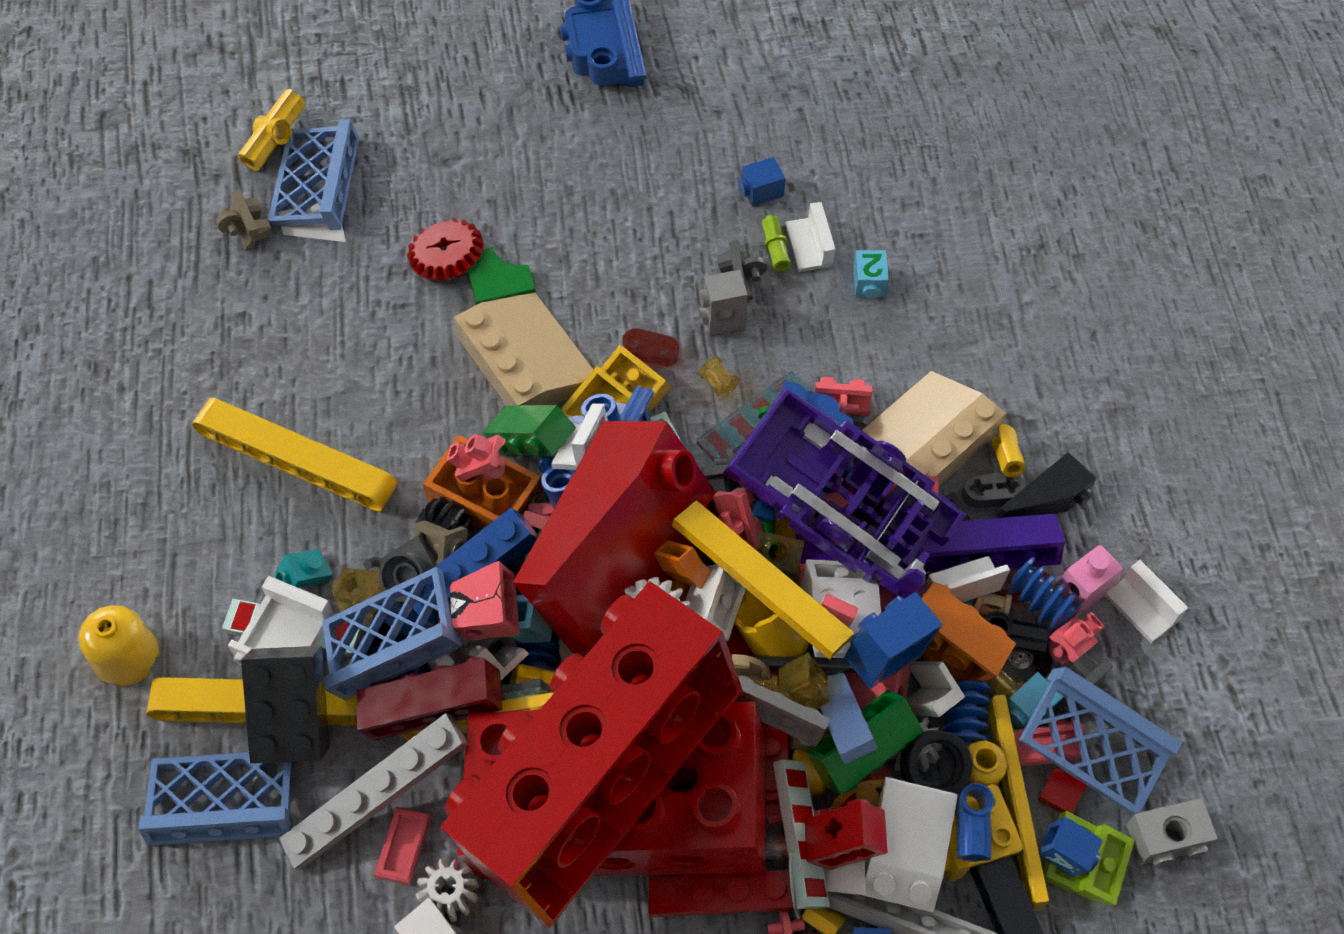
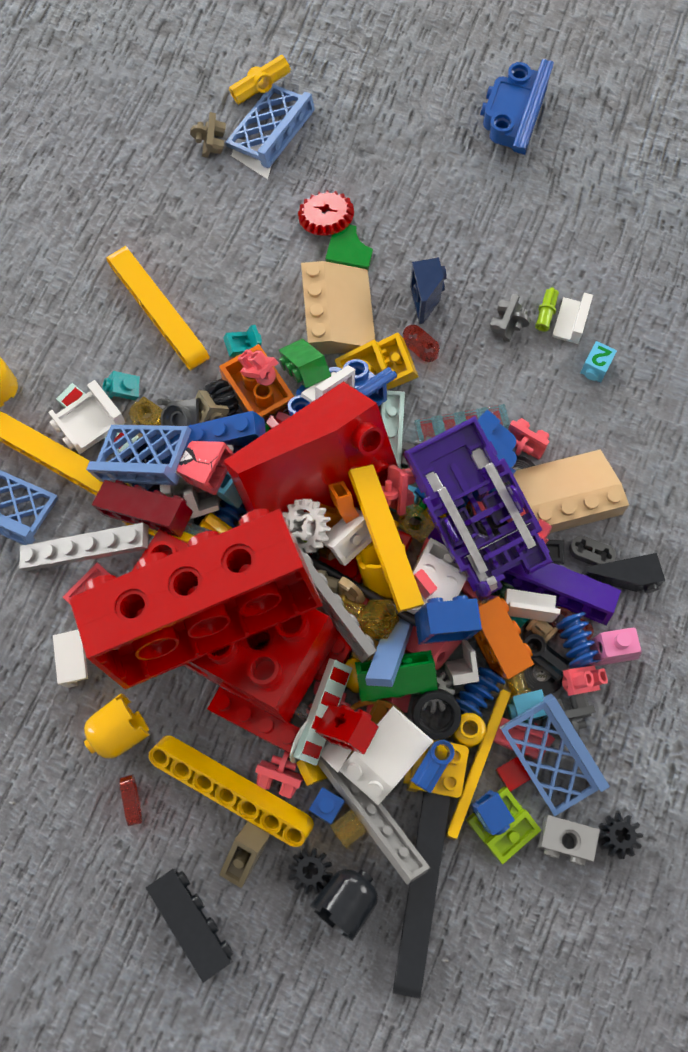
camera: 30 degrees right, 10 degrees up
(285, 704) = (59, 466): black brick -> none
(430, 446) = (240, 341): none -> teal bracket
(621, 277) = (426, 286): none -> dark blue slope
(718, 377) = (452, 385): clear yellow bush -> none
(723, 303) = (482, 335): light grey brick -> none
(762, 181) = (562, 261): blue brick -> none
(1008, 451) = (617, 531): yellow bar -> none
(1146, 602) = (649, 681): white panel -> none
(1233, 787) = (620, 847): none -> black gear

